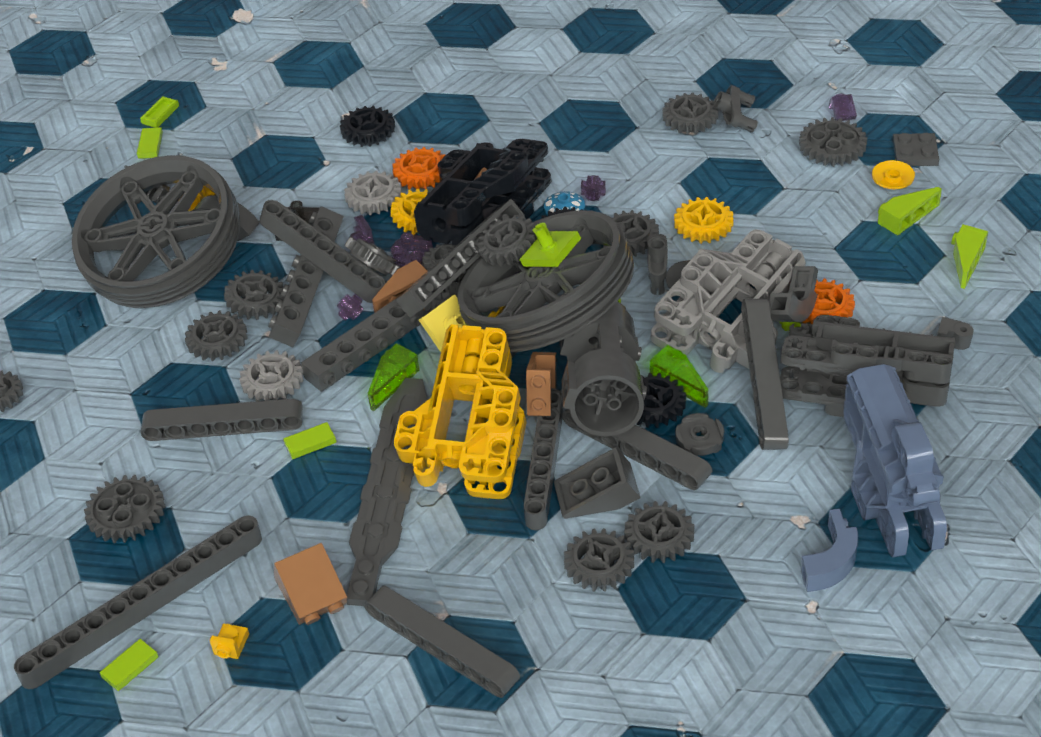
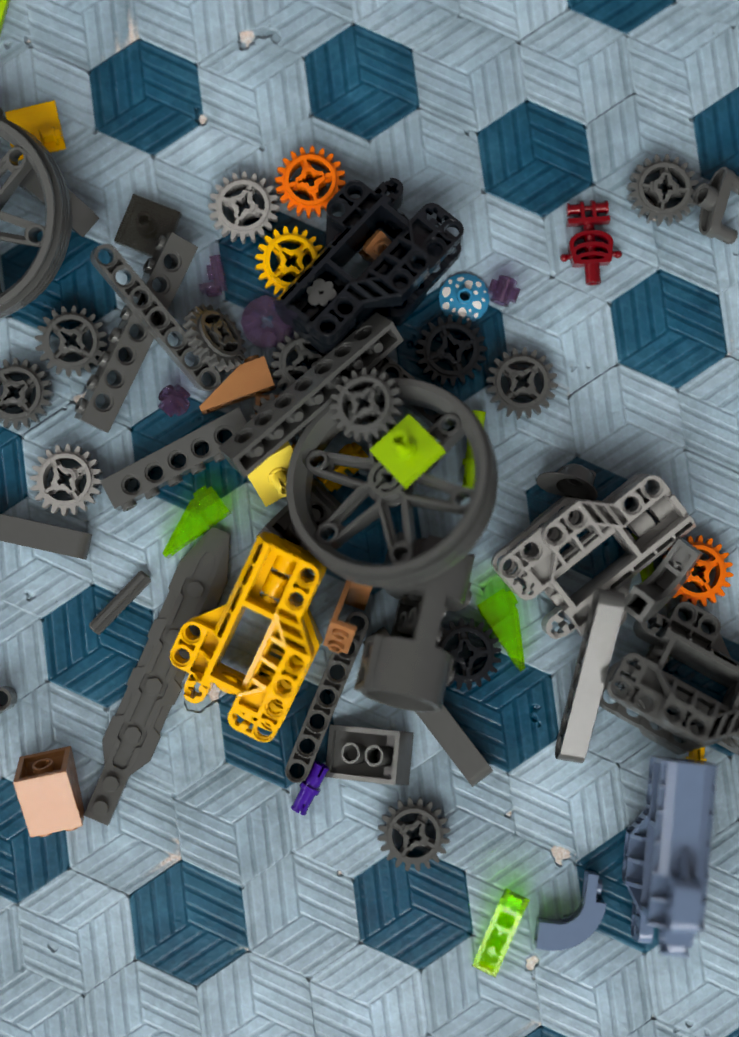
camera: 10 degrees right, 40 degrees up
(309, 440) = (90, 584): lime tile -> none
(338, 445) = (119, 602): none -> dark grey axle
(367, 126) = (275, 62): black gear -> none
(442, 641) = (163, 898): dark grey beam -> none
(447, 198) = (321, 292): none -> dark grey plant
(551, 524) = (309, 788): none -> dark purple pin
(596, 565) = (330, 853): dark grey gear -> none
(647, 151) = (593, 258): none -> dark red torso
(657, 261) = (531, 462): dark grey connector -> none
(700, 445) = (508, 726): dark grey plate -> none
(703, 220) = (603, 385): yellow gear -> none
(770, 581) = (500, 932): none -> clear neon green slope

